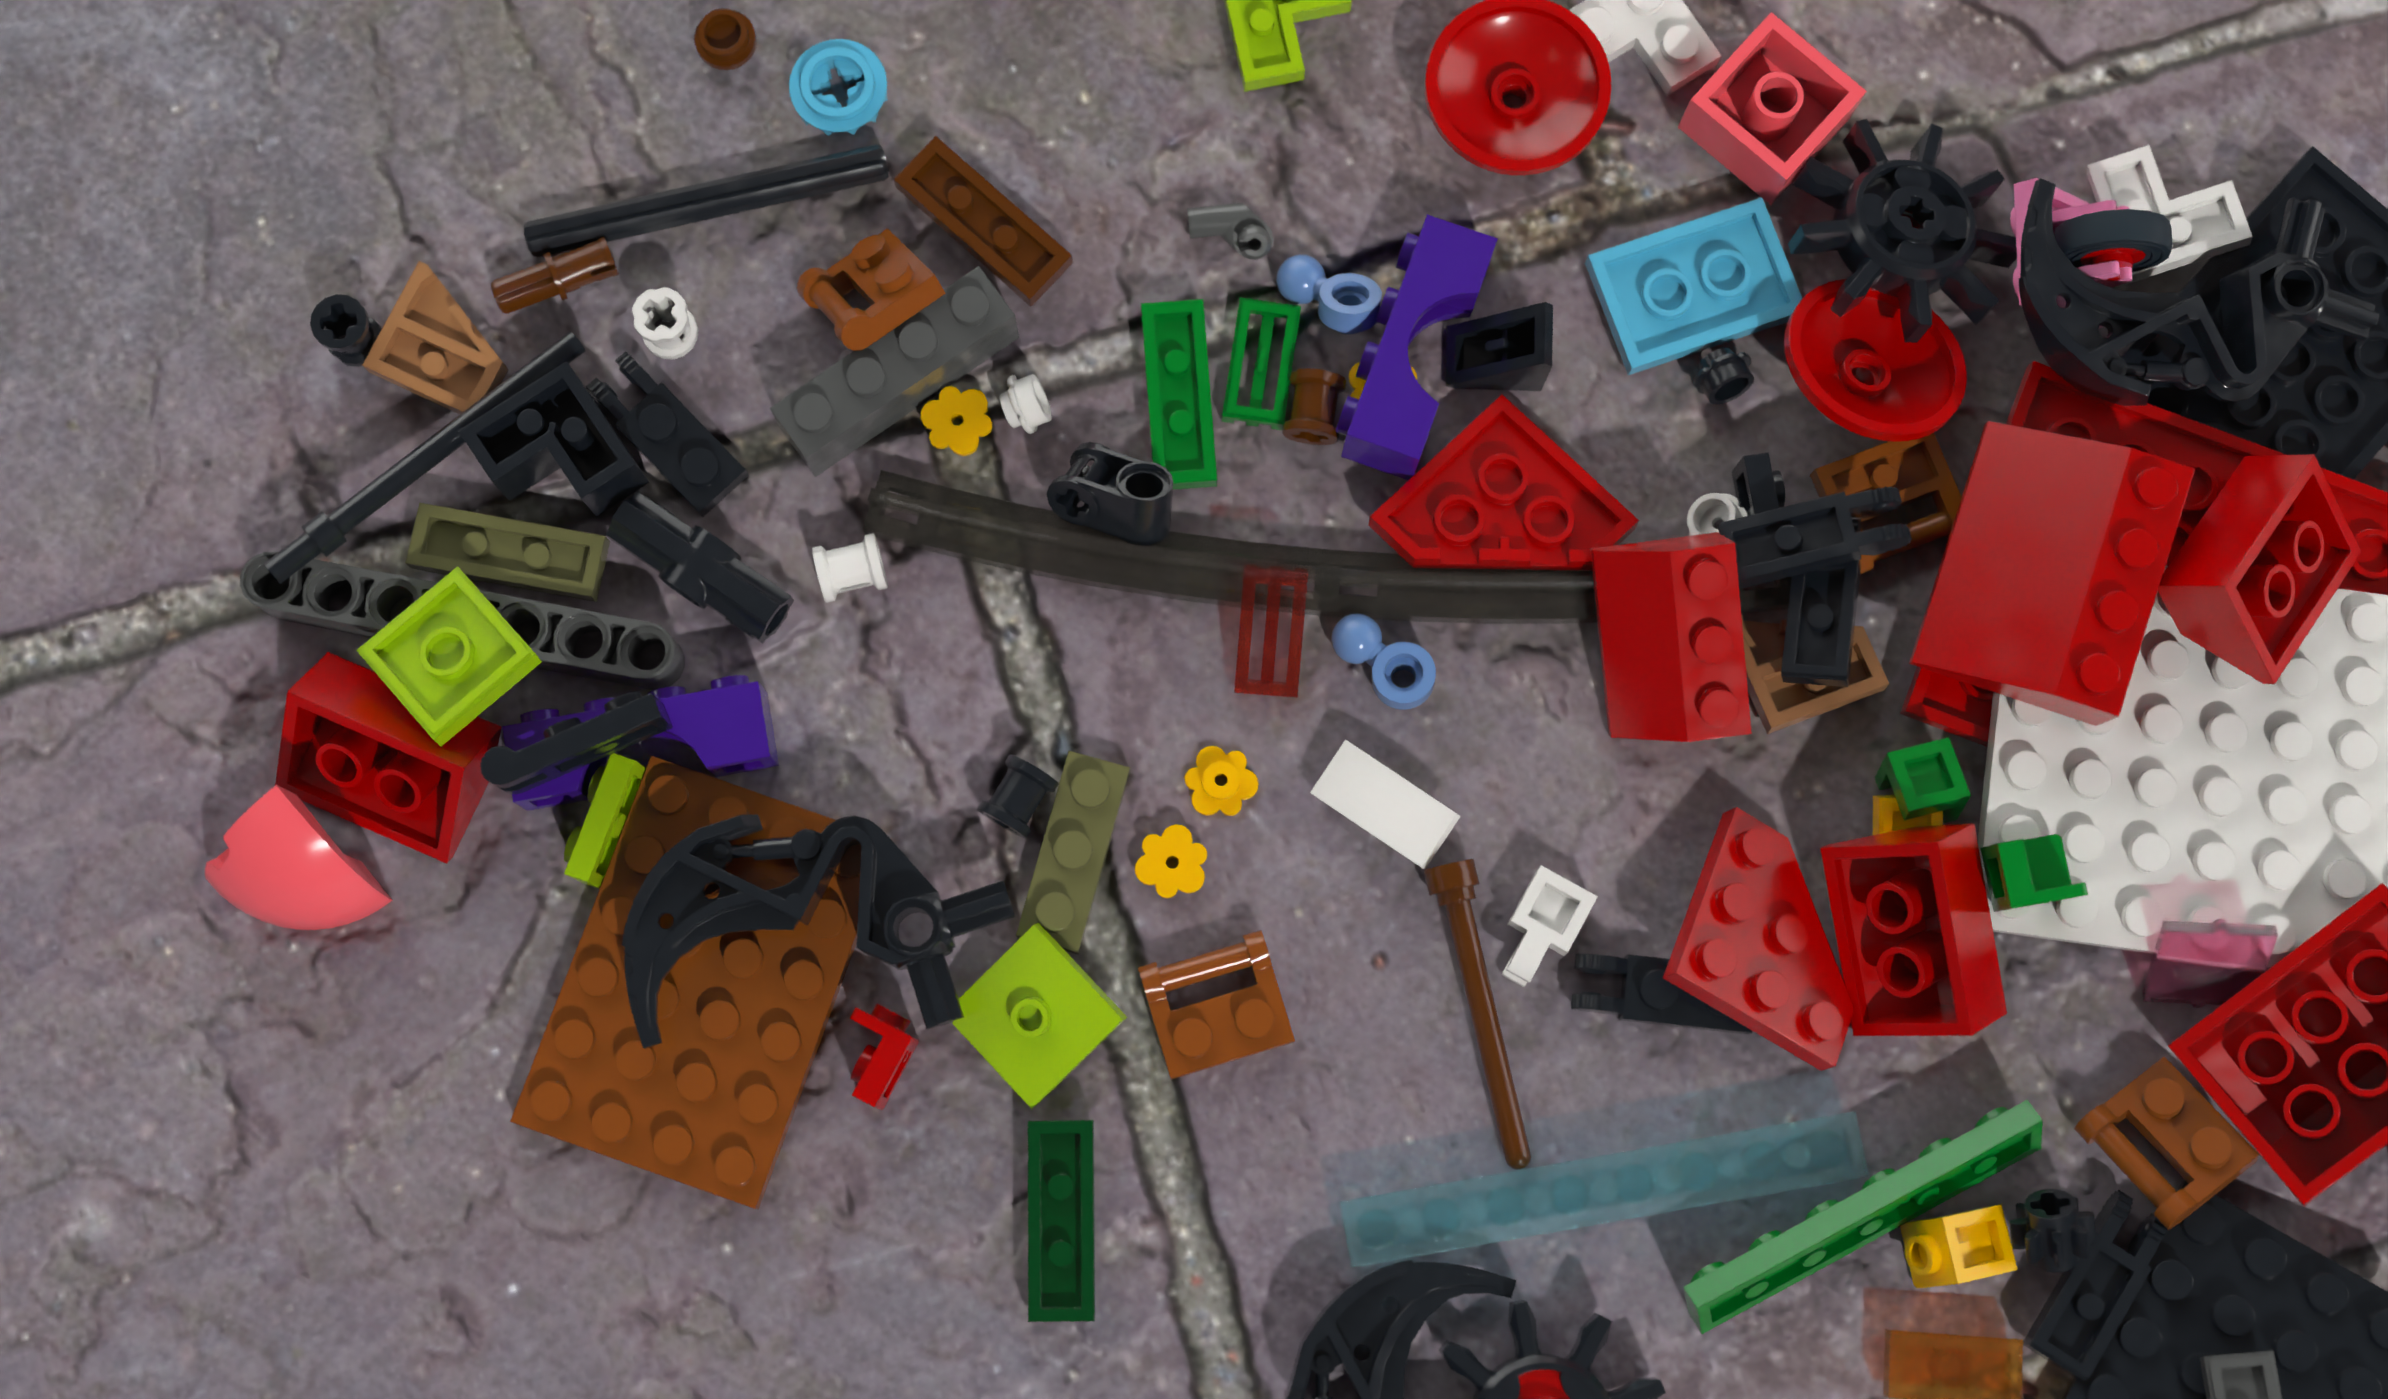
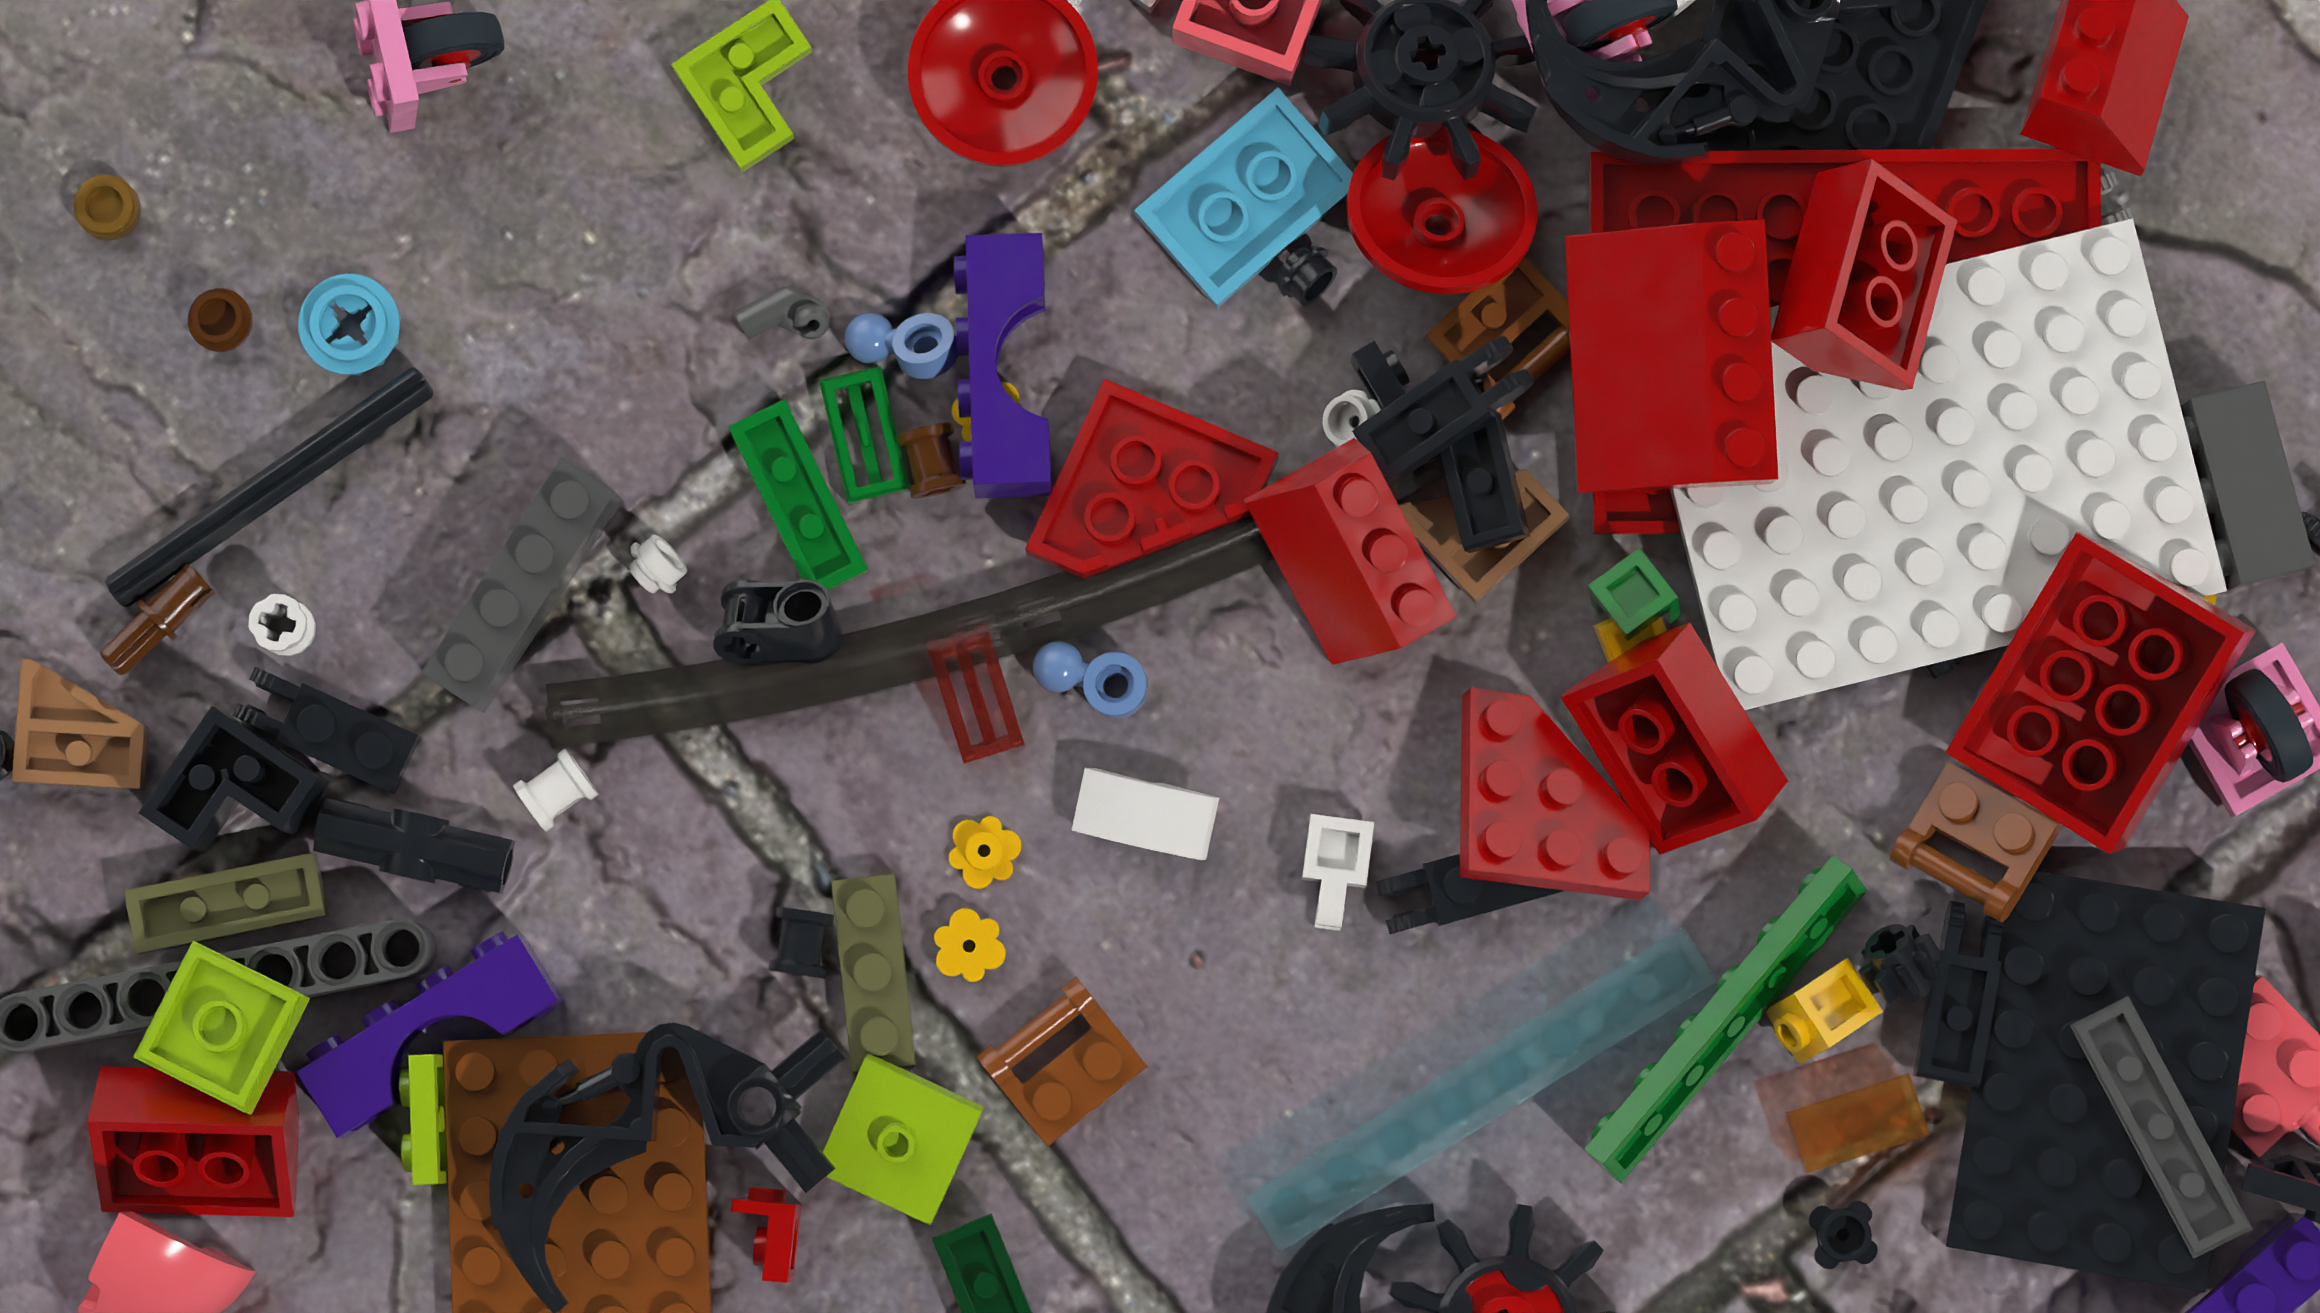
camera: 20 degrees left, 5 degrees up
(327, 532) = (54, 957): black bar -> none
(576, 744) = (374, 1063): black plate -> none
(888, 279) = (478, 500): dark orange plate -> none
(952, 405) = (579, 611): yellow plant -> none
(983, 221) = (543, 403): reddish brown plate -> none
(1454, 889) = (1240, 868): reddish brown piece -> none
(1501, 350) = (1085, 336): black slope -> none
(2028, 873) = (1757, 647): green panel -> none
(2206, 961) = (1950, 661): clear pink piece -> none

